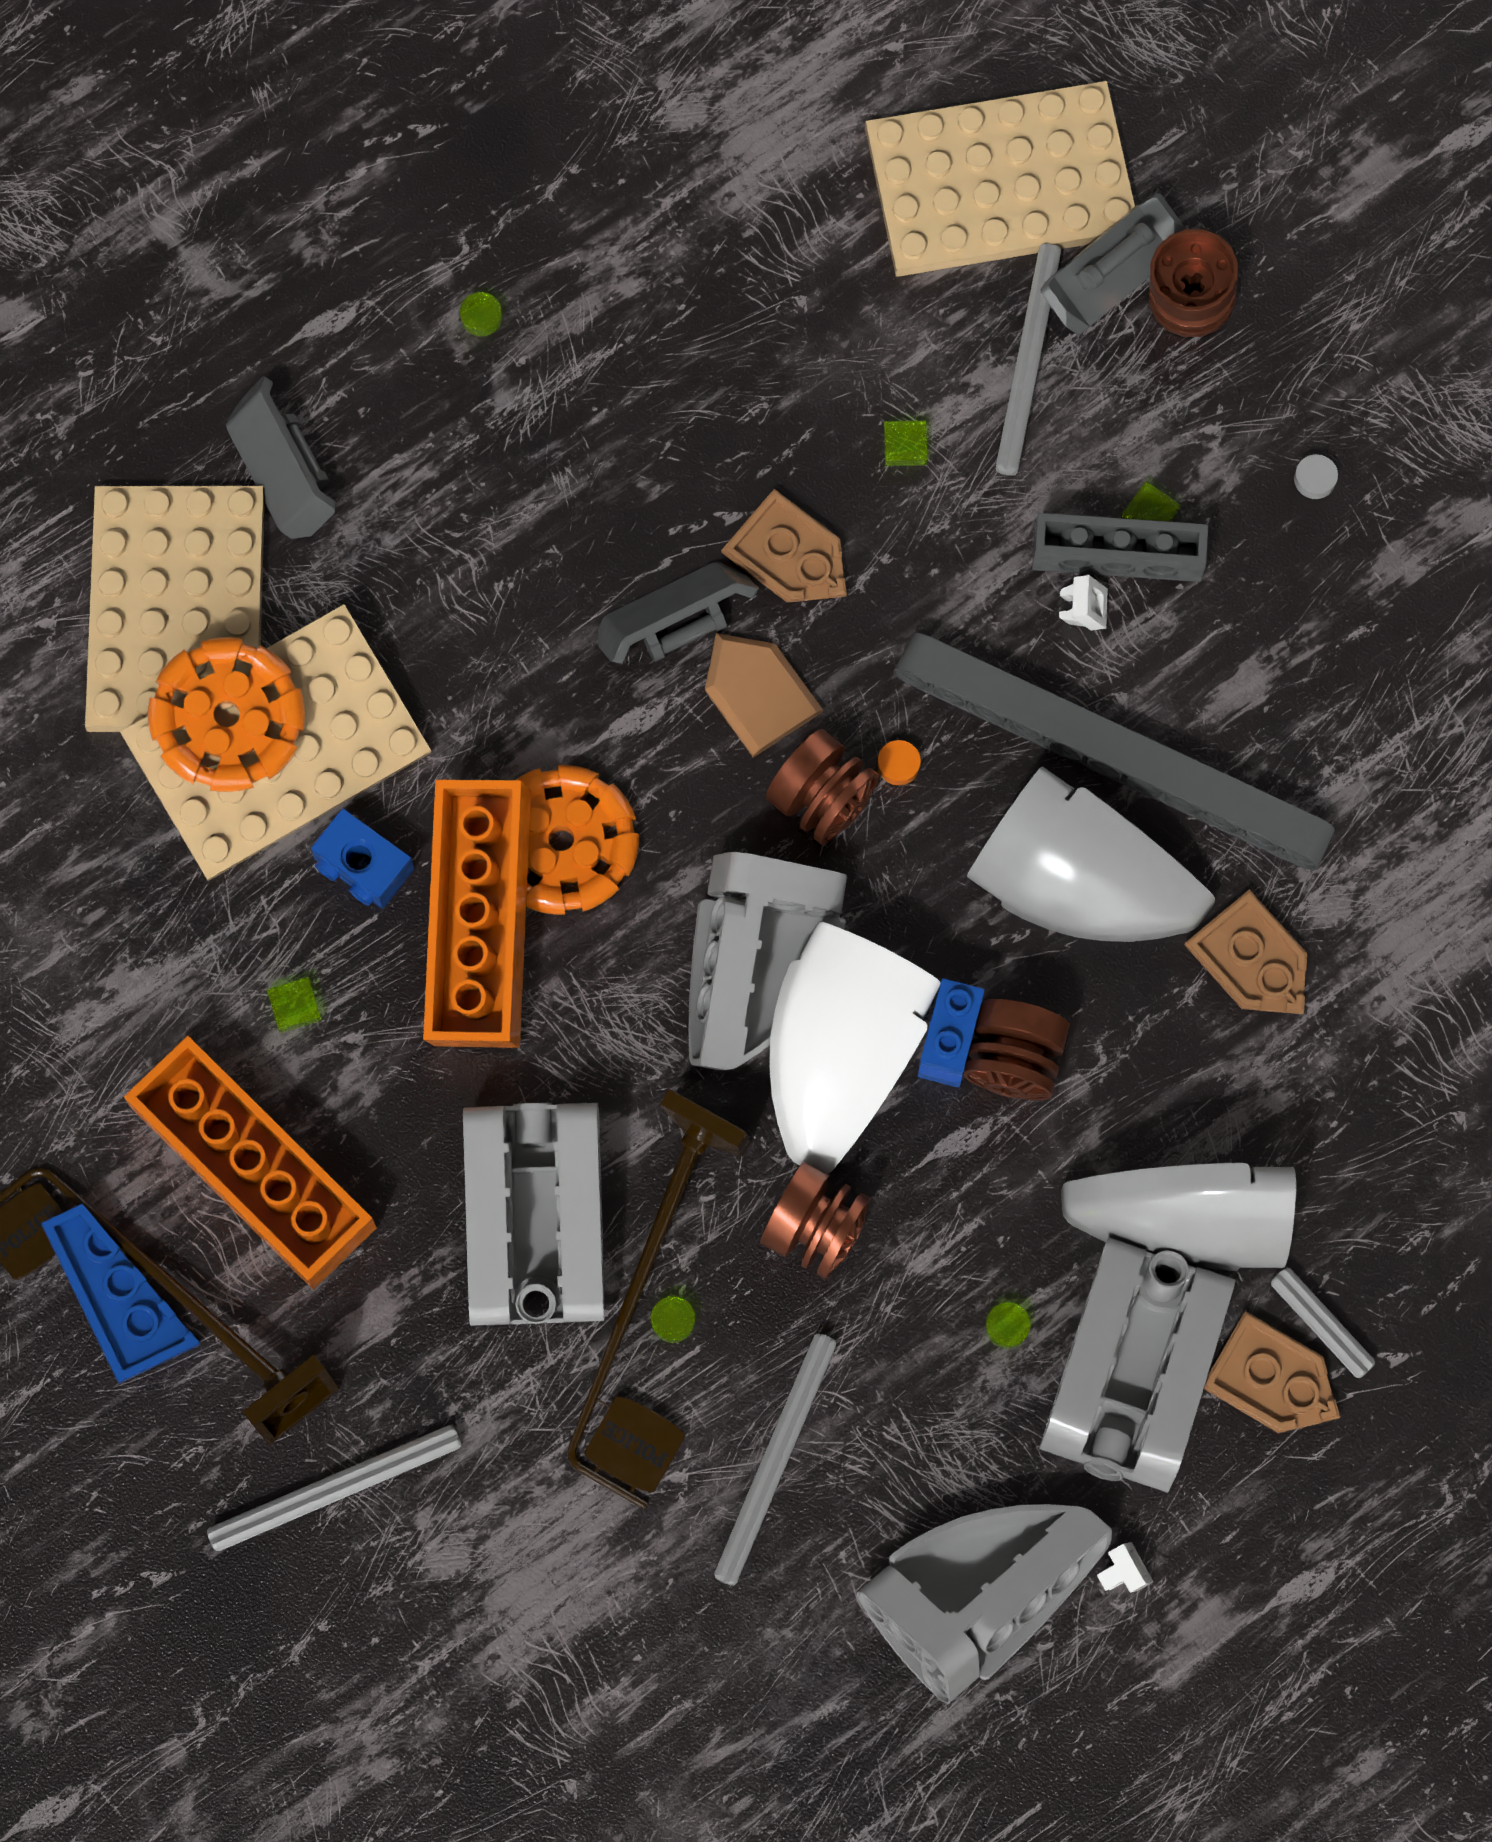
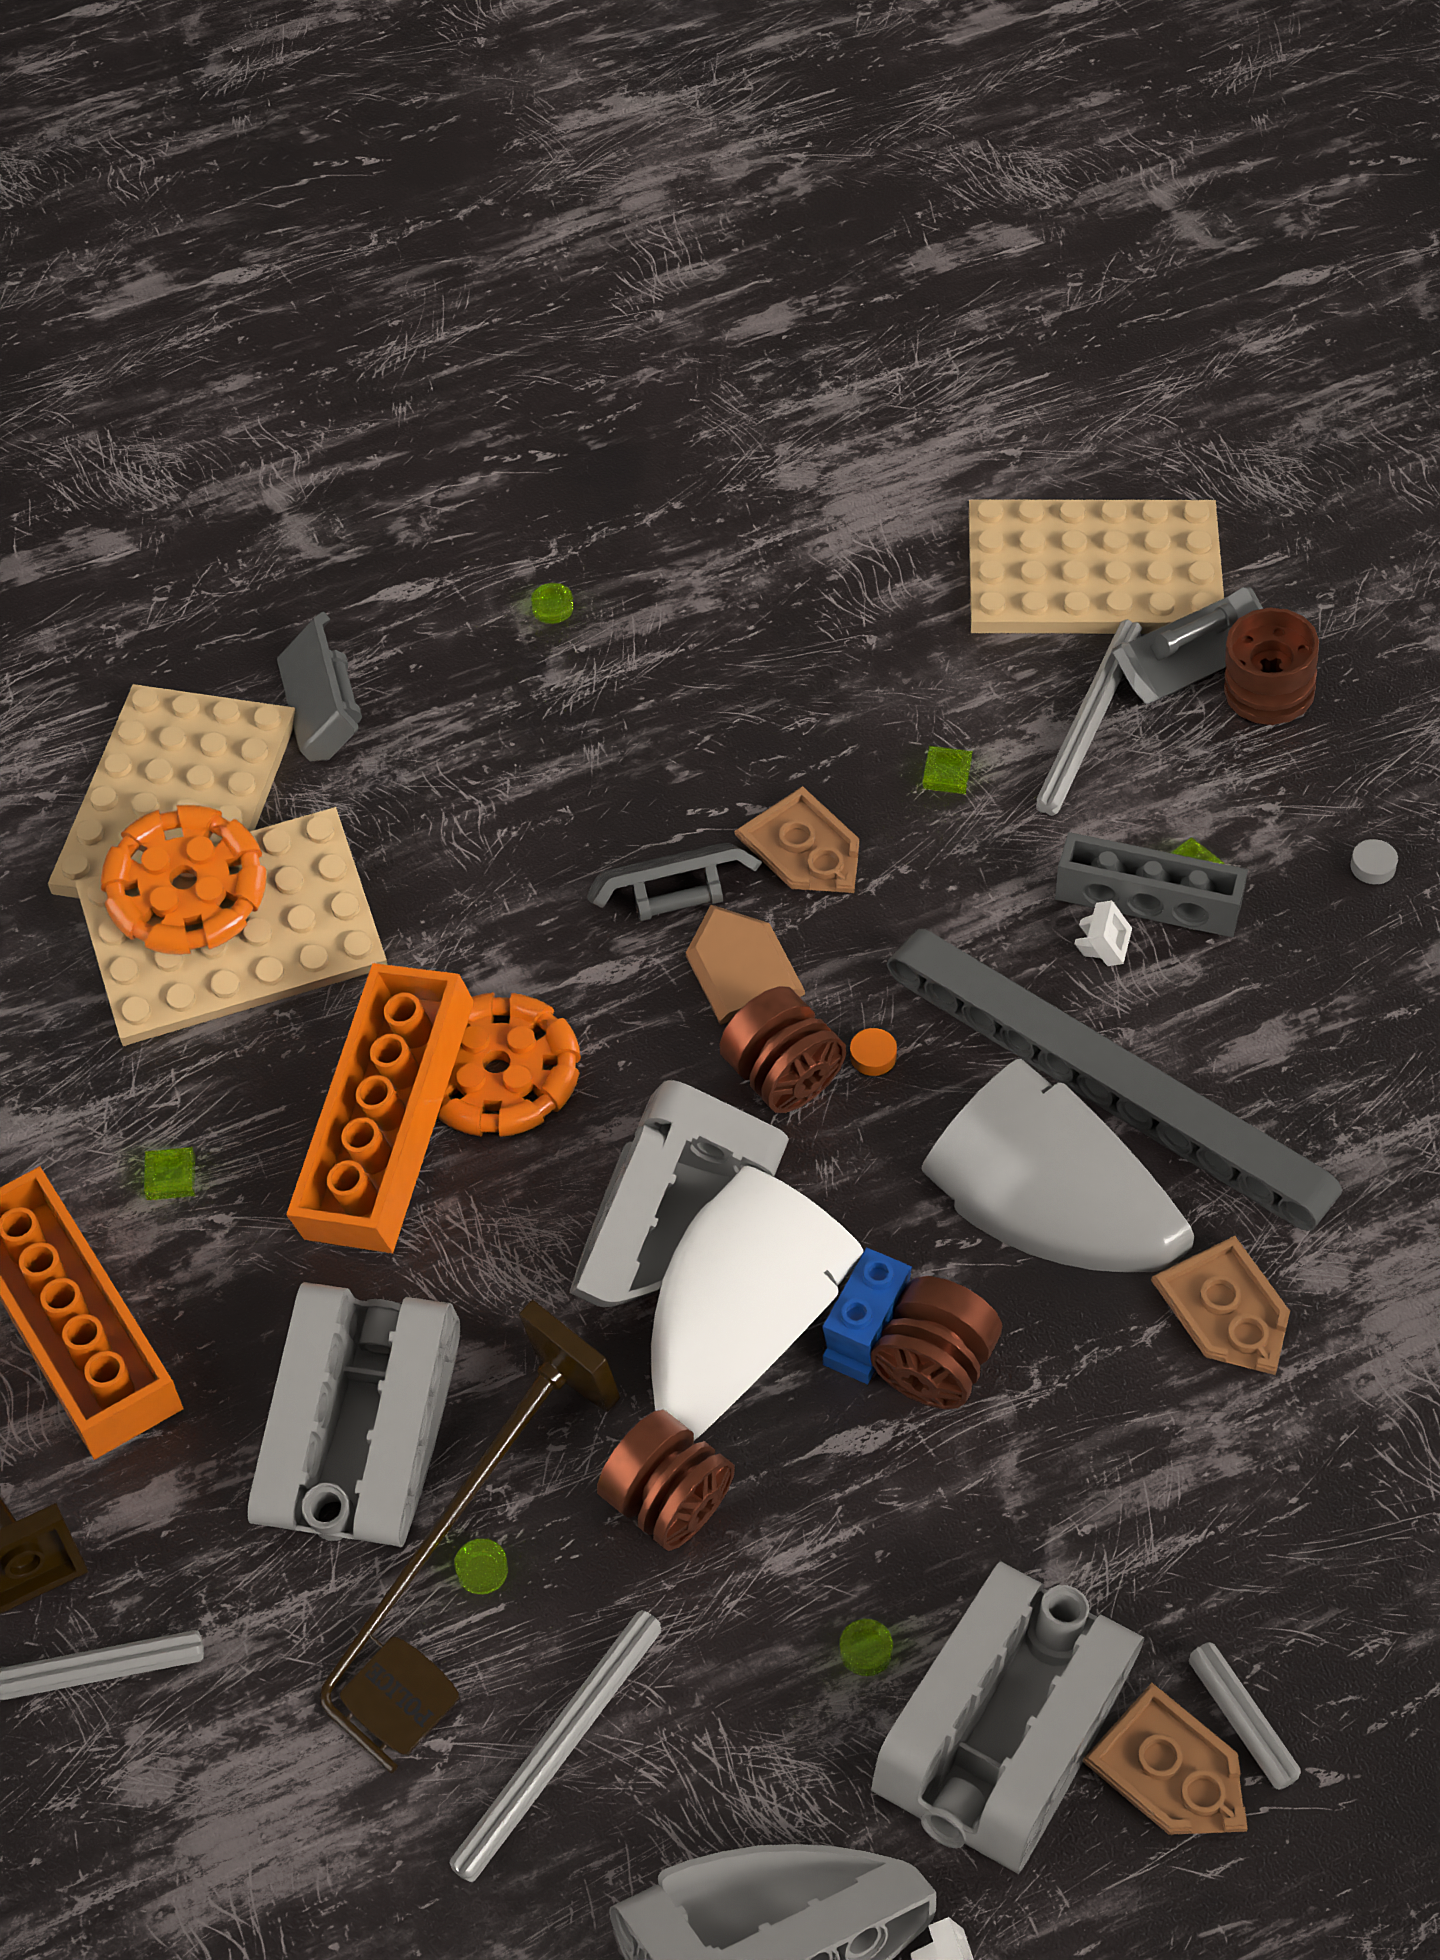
camera: 15 degrees right, 20 degrees down
(350, 837) = (277, 1023): blue brick -> none
(1205, 1212) = (1112, 1540): light grey panel -> none

